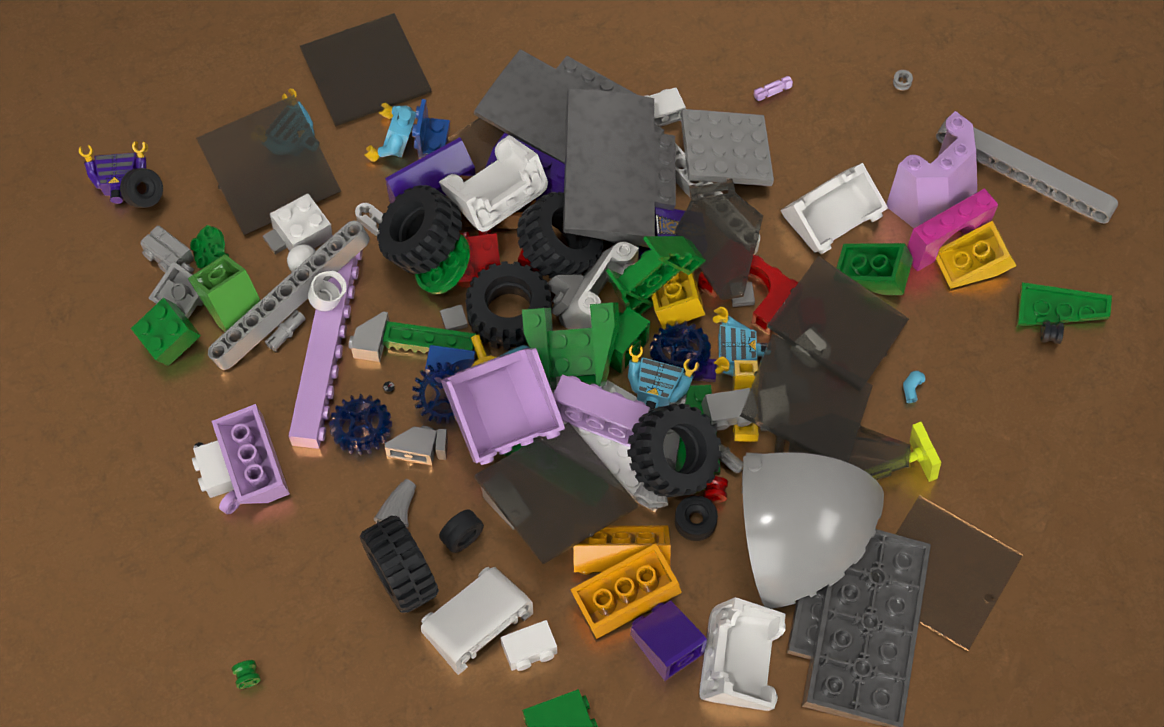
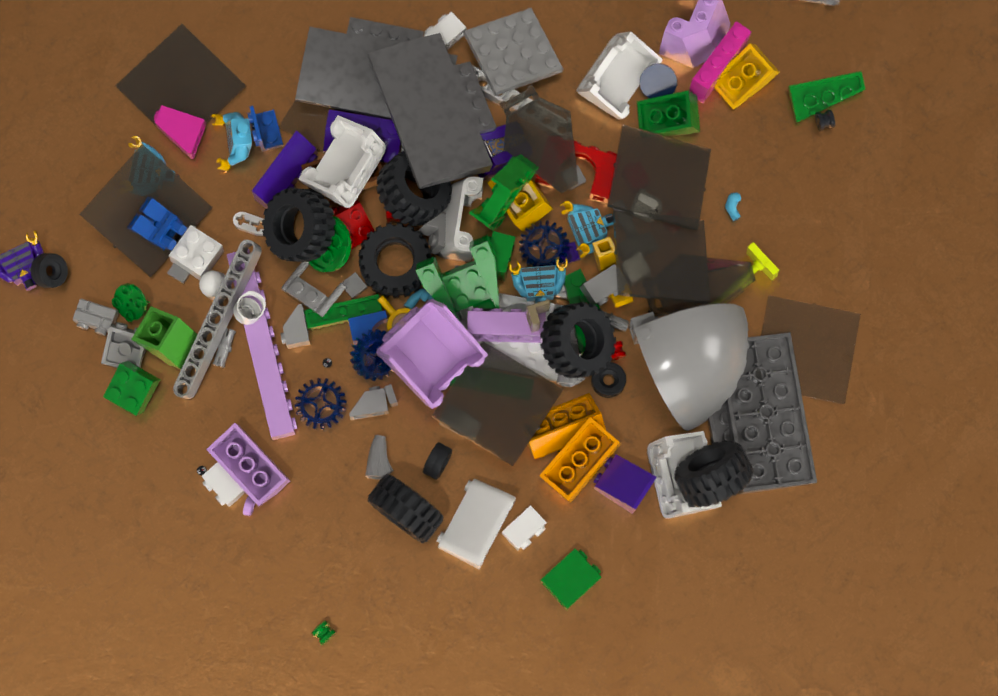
camera: 25 degrees left, 15 degrees up
(277, 188) = (162, 230): none -> blue hips
(345, 104) = (181, 129): none -> dark pink slope
(401, 309) = (308, 294): none -> light grey plate
(638, 394) = (532, 314): none -> dark tan panel
(777, 660) = (713, 473): none -> black tyre
(874, 227) = (658, 80): none -> piece

